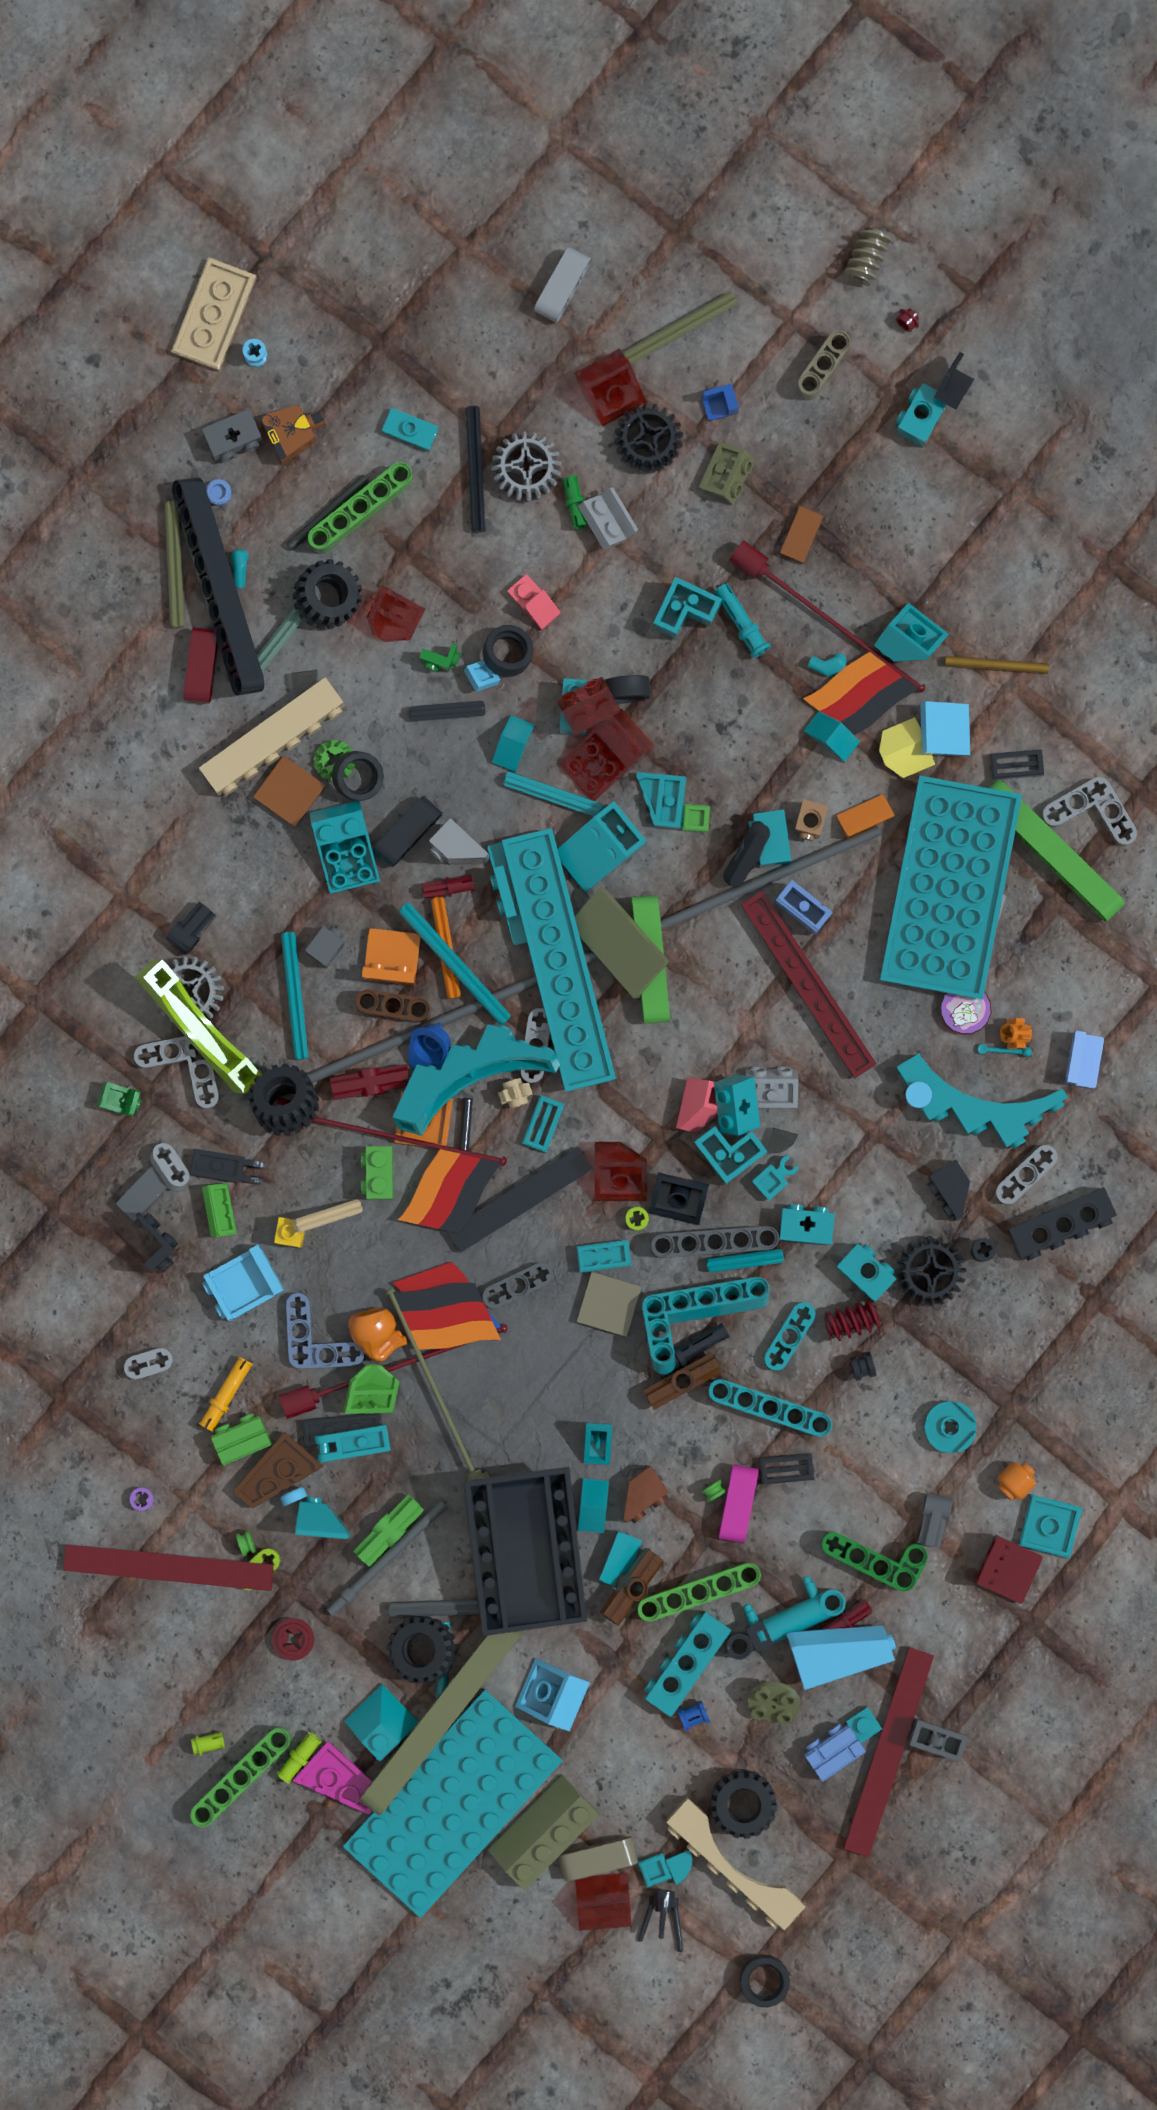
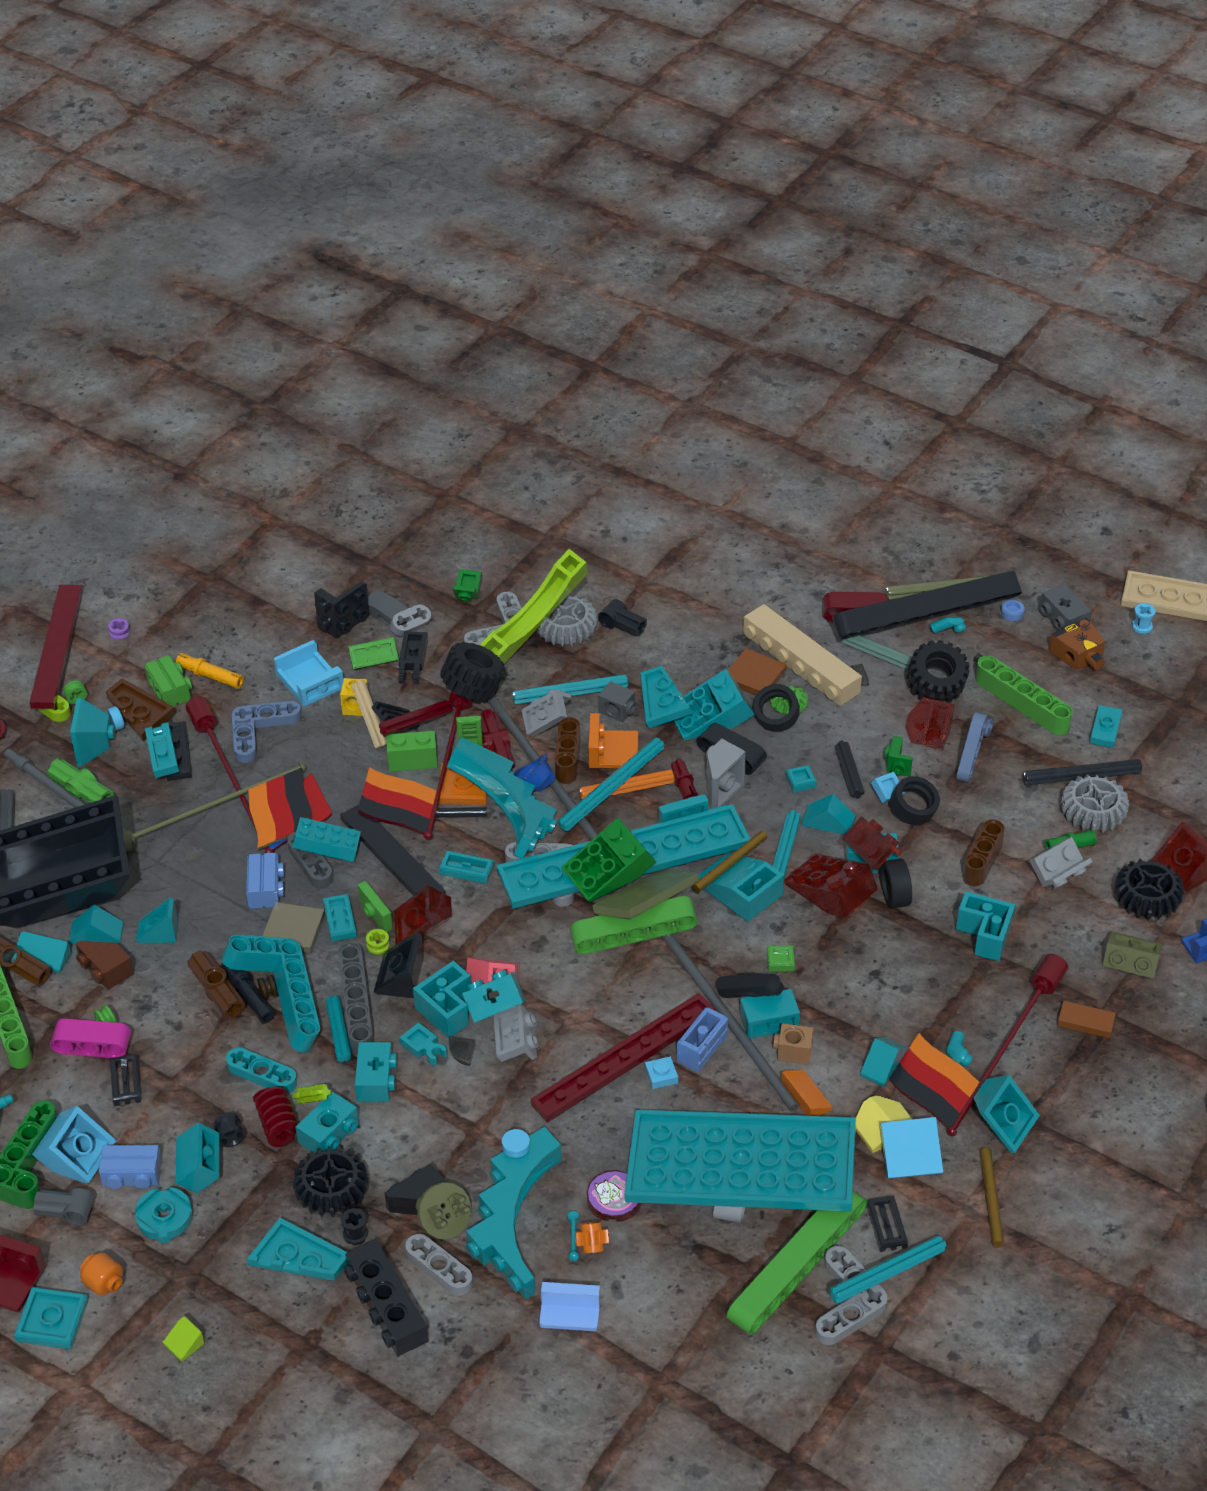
camera: 85 degrees right, 40 degrees down
(147, 1357) = (233, 625): light grey beam -> none
(322, 1175) = (387, 711): none -> black tile
(325, 897) = (661, 698): none -> teal wing
(336, 1166) = (415, 717): none -> dark red axle
(343, 1025) = (545, 712): none -> light grey bracket
(366, 1109) = (470, 729): none -> bright green slope
(371, 1391) = (209, 756): bright green slope -> none
(375, 1333) = (262, 757): orange piece -> none
(434, 569) = (980, 726): none -> sand blue beam
(452, 763) = (801, 778): none -> teal tile
(502, 1266) = (326, 839): none -> teal piece
(515, 1093) = (493, 837): tan gear -> none
(534, 601) = (965, 821): coral slope -> none
(548, 1333) = (263, 880): none -> medium blue brick
(580, 852) = (729, 861): none -> pearl gold bar
(580, 976) = (608, 862): none -> green slope
(589, 604) = (983, 852): none -> reddish brown beam
(596, 1220) = (374, 906): none -> bright green plate
(664, 798) = (795, 929): teal wing -> none
(690, 1330) = (267, 987): none -> dark brown bush
(747, 630) = (977, 980): teal pin -> none
(781, 1414) = (187, 1056): teal beam -> none
(827, 951) = (661, 1072): none -> medium azure plate
(834, 1286) = (311, 1094): none -> lime axle
(868, 1514) = (73, 1145): none -> medium azure slope
(896, 1459) = (130, 1166): none -> medium blue brick
(898, 1395) = (197, 1157): none -> teal brick
(978, 1166) = (433, 1217): none -> olive plate
(1003, 1303) = (297, 1252): none -> teal wing
(1075, 772) = (887, 1269): none -> teal axle
(1086, 1406) = (183, 1339): none -> lime slope

